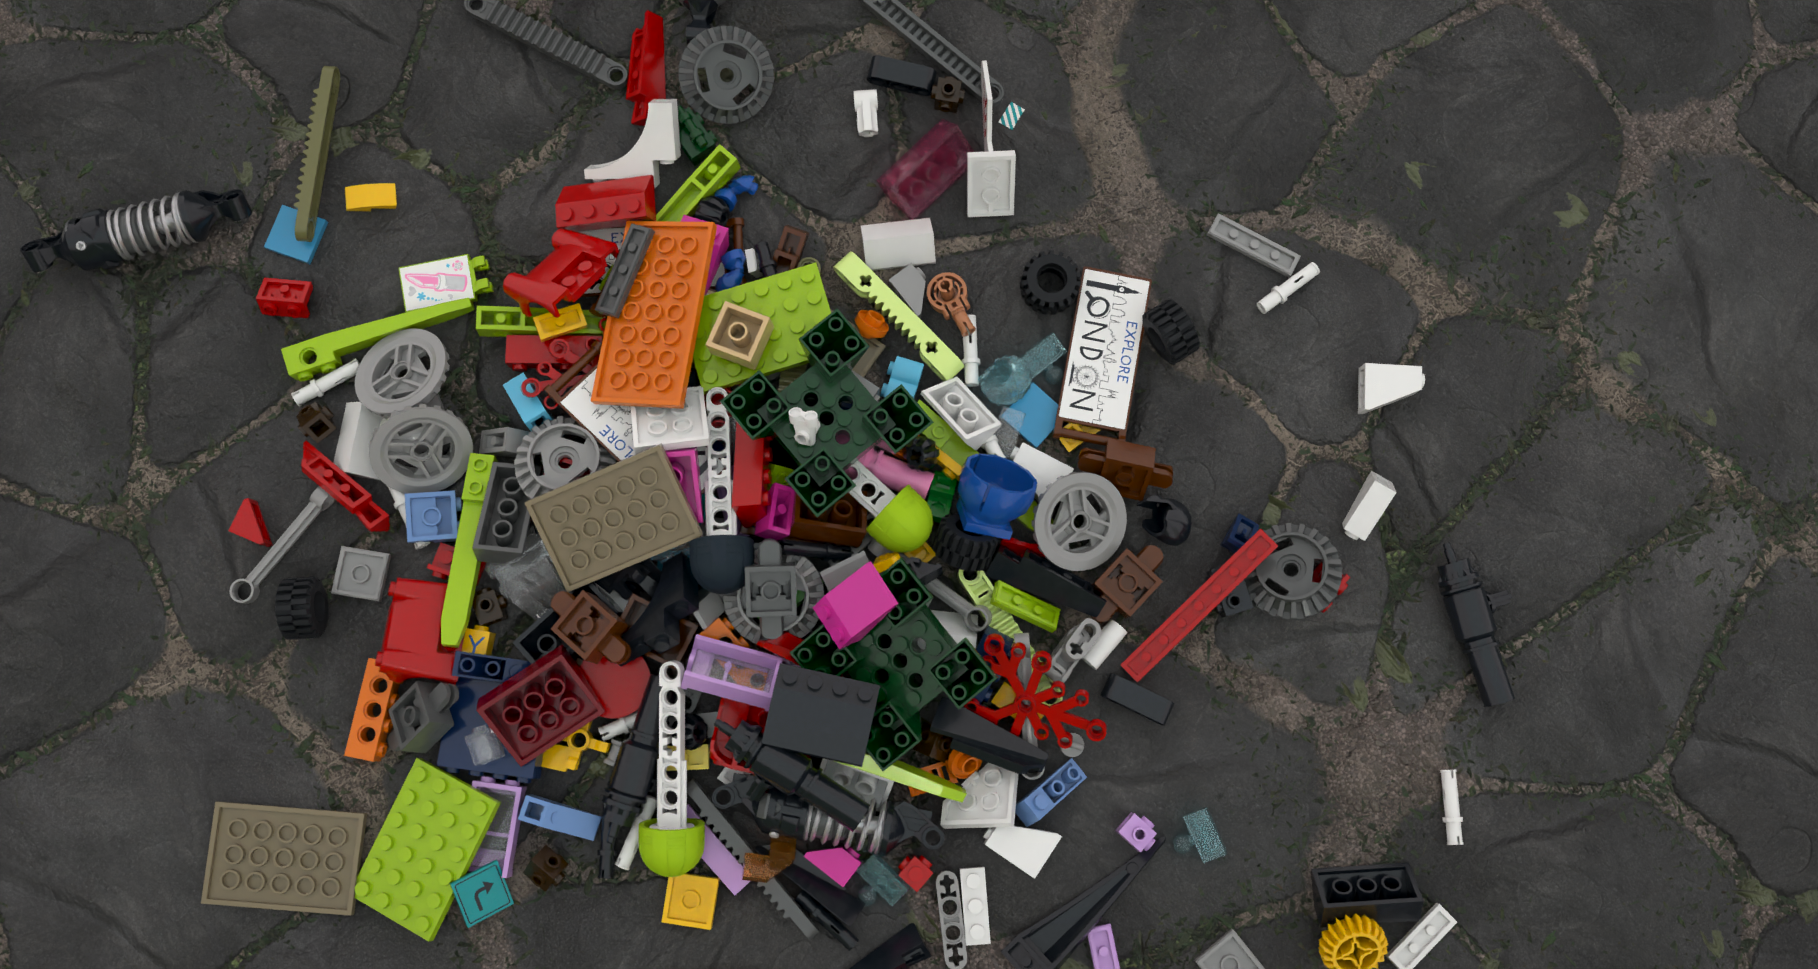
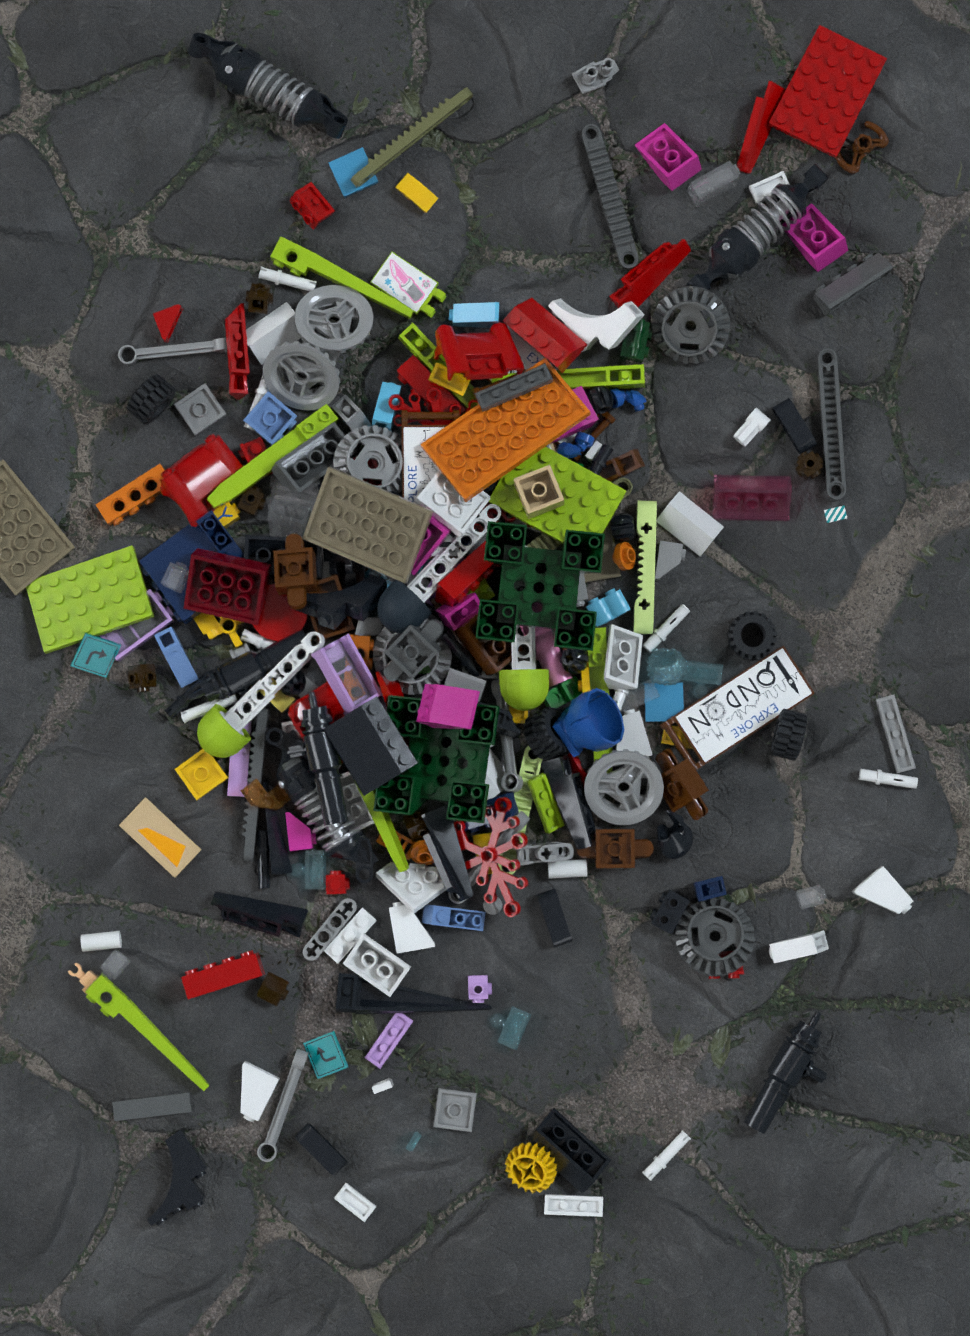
camera: 55 degrees right, 5 degrees up
(422, 716) = (157, 526): dark grey brick -> none
(528, 246) = (475, 314): none -> medium azure slope
(805, 425) = (521, 580): white plate -> none
(846, 300) = (623, 527): none -> black piece
(885, 560) = (493, 699): yellow tile -> none
(951, 300) = (684, 587): nougat pin -> none
(990, 172) = (779, 539): white piece -> none
(1027, 908) = (376, 965): none -> white slope
(1199, 605) = (641, 901): red plate -> none
(1332, 452) = (810, 896): none -> clear brick

